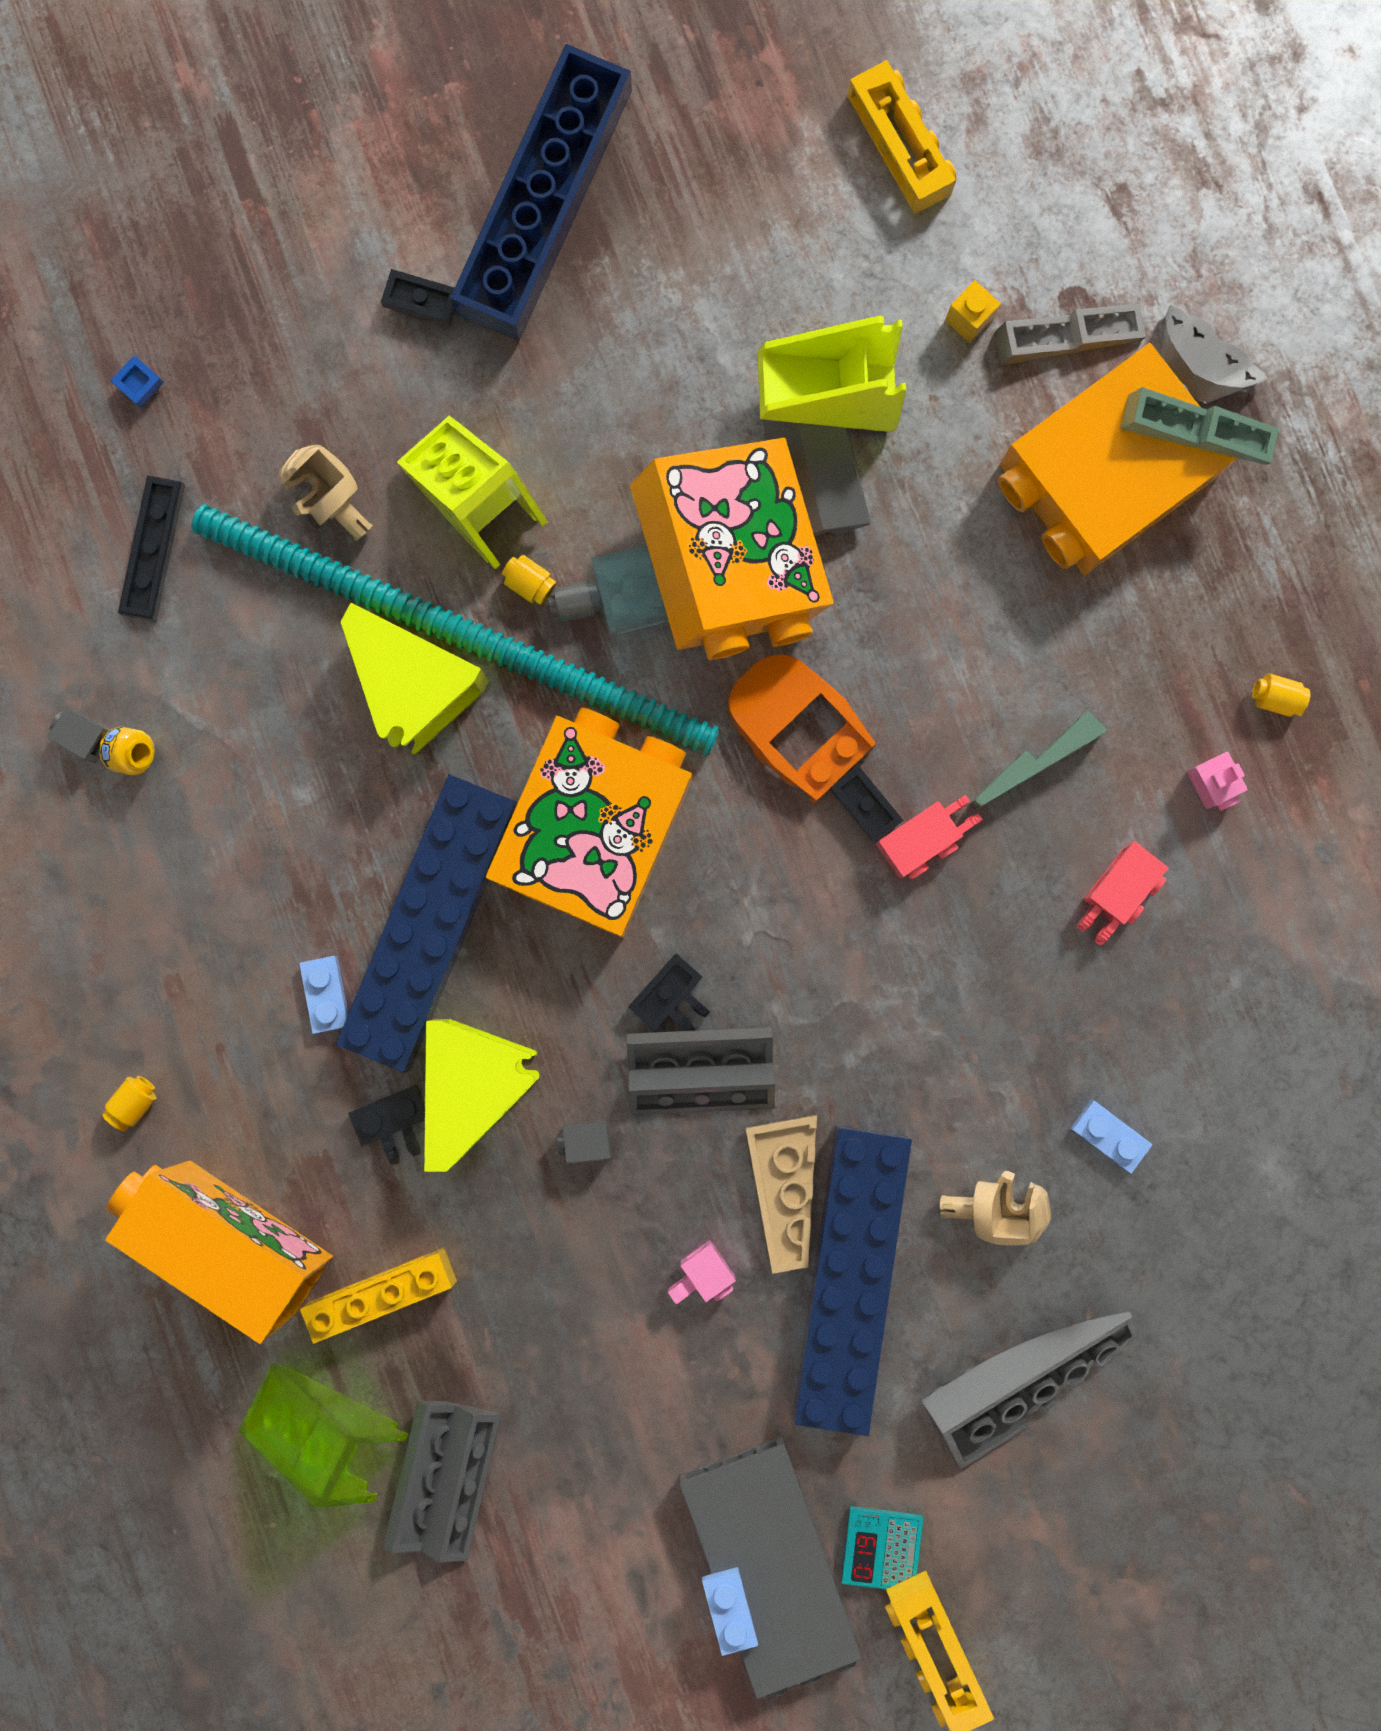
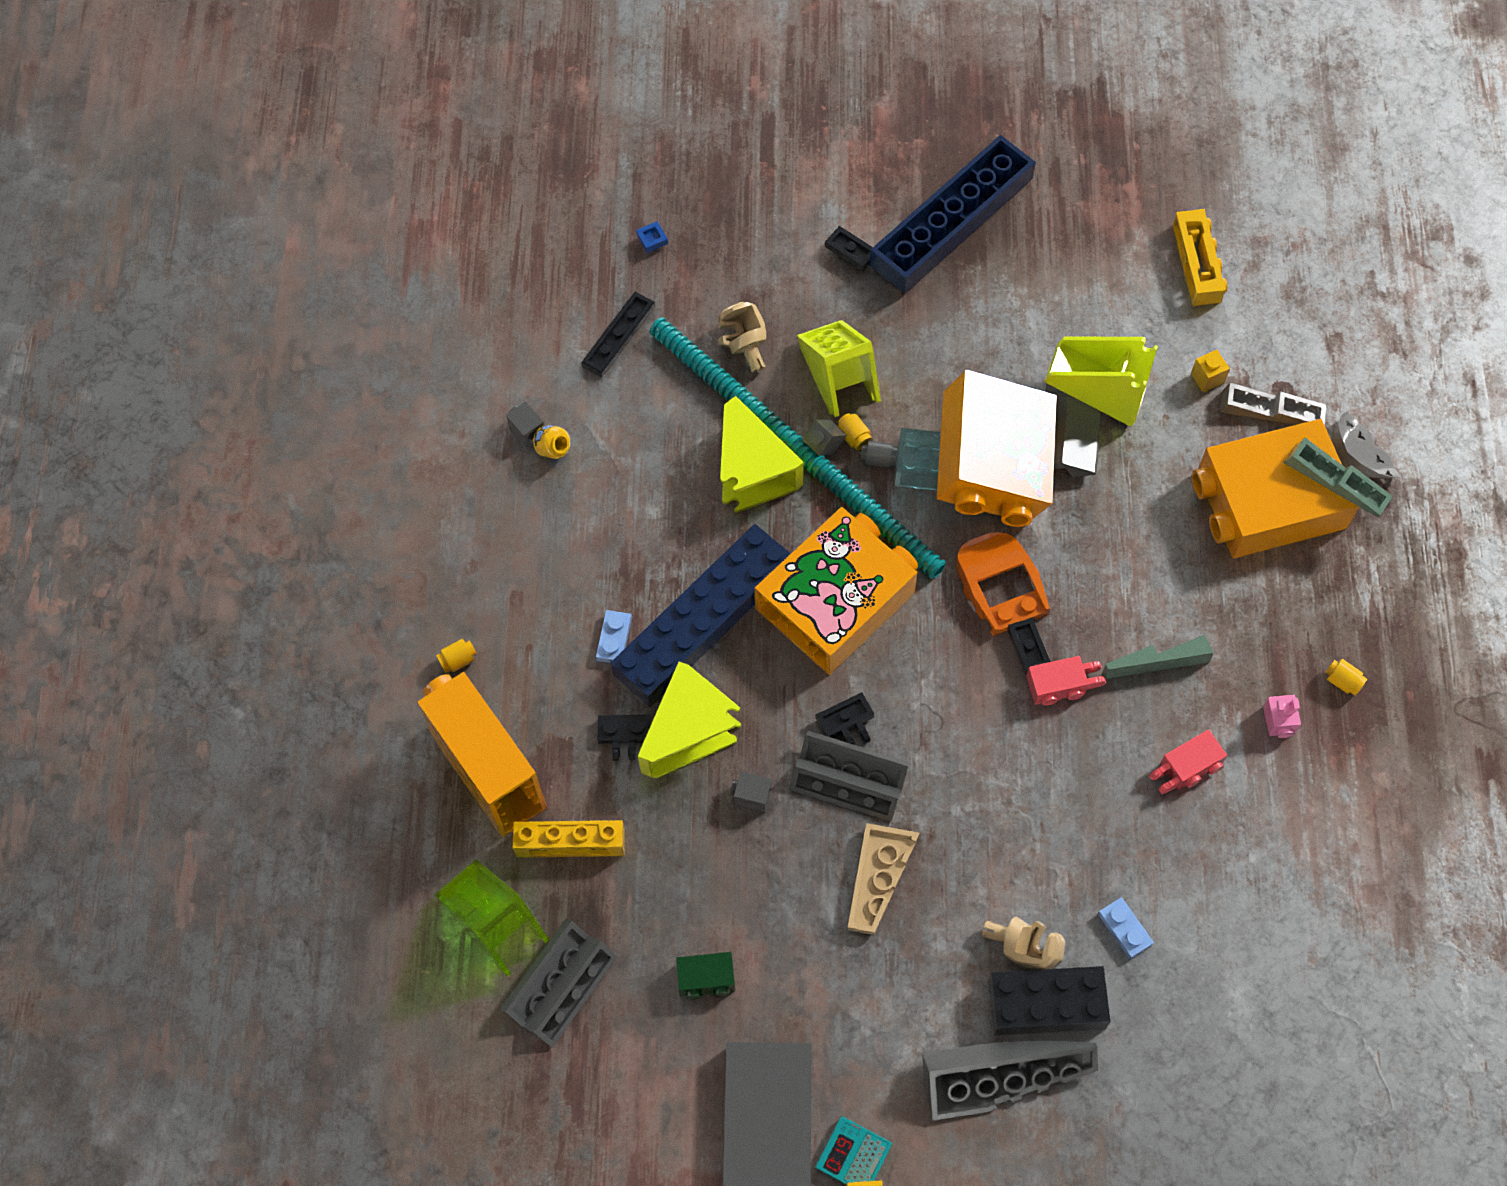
camera: 25 degrees right, 20 degrees down
(492, 607) = (824, 437): none -> dark grey brick
(620, 1402) = (705, 975): none -> dark green brick
(706, 1273) = (800, 909): bright pink brick -> none
(730, 1611) = (727, 1143): light blue plate -> none
(851, 1280) = (902, 952): dark blue brick -> none
(1055, 1274) = (1049, 1000): none -> black brick

